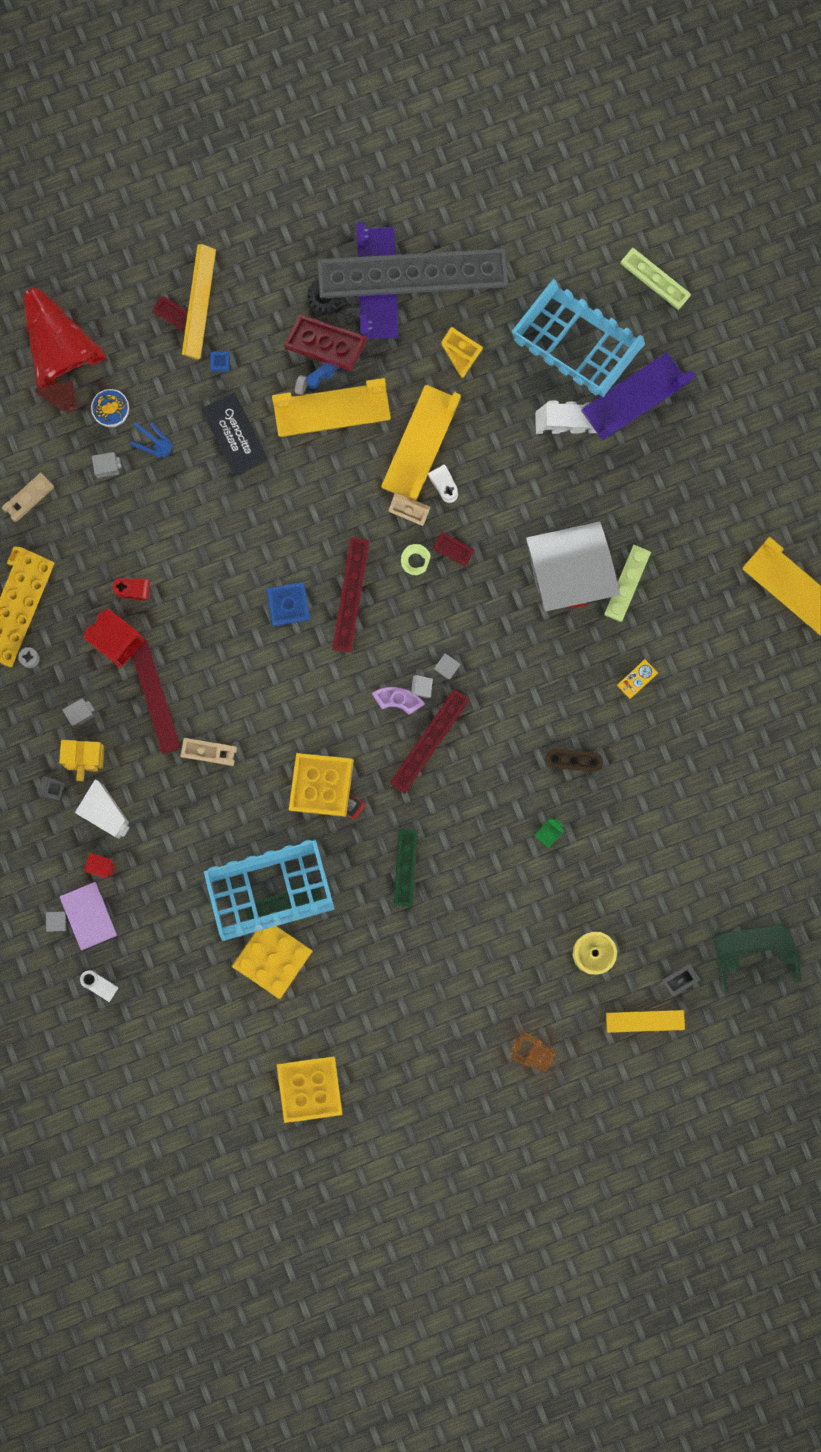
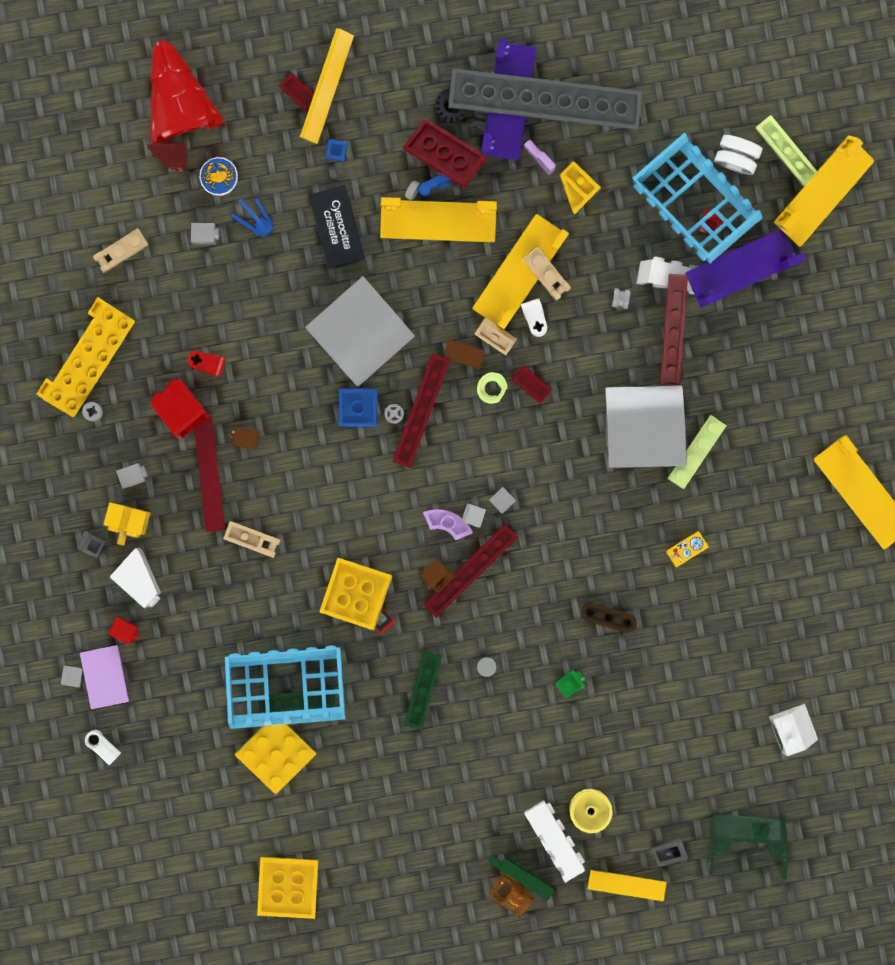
camera: 15 degrees right, 5 degrees up
(183, 654) = (245, 438): none -> reddish brown brick
(276, 528) = (360, 331): none -> light grey slope
(326, 600) = (394, 411): none -> light grey wheel
(382, 532) = (464, 354): none -> reddish brown tile
(396, 752) = (436, 576): none -> reddish brown brick
(419, 329) = (542, 159): none -> lavender tile
(446, 439) = (546, 273): none -> tan plate
(463, 832) = (486, 666): none -> light grey tile
(523, 449) = (621, 298): none -> light grey wheel
(540, 1031) = (522, 876): none -> dark green hinge
(564, 989) = (555, 841): none -> white wedge
(581, 468) = (674, 330): none -> dark red tile
(598, 358) = (713, 222): none -> red slope
(609, 289) = (738, 154): none -> white wheel
(699, 309) = (824, 190): none -> yellow bracket
(777, 834) = (793, 730): none -> white slope

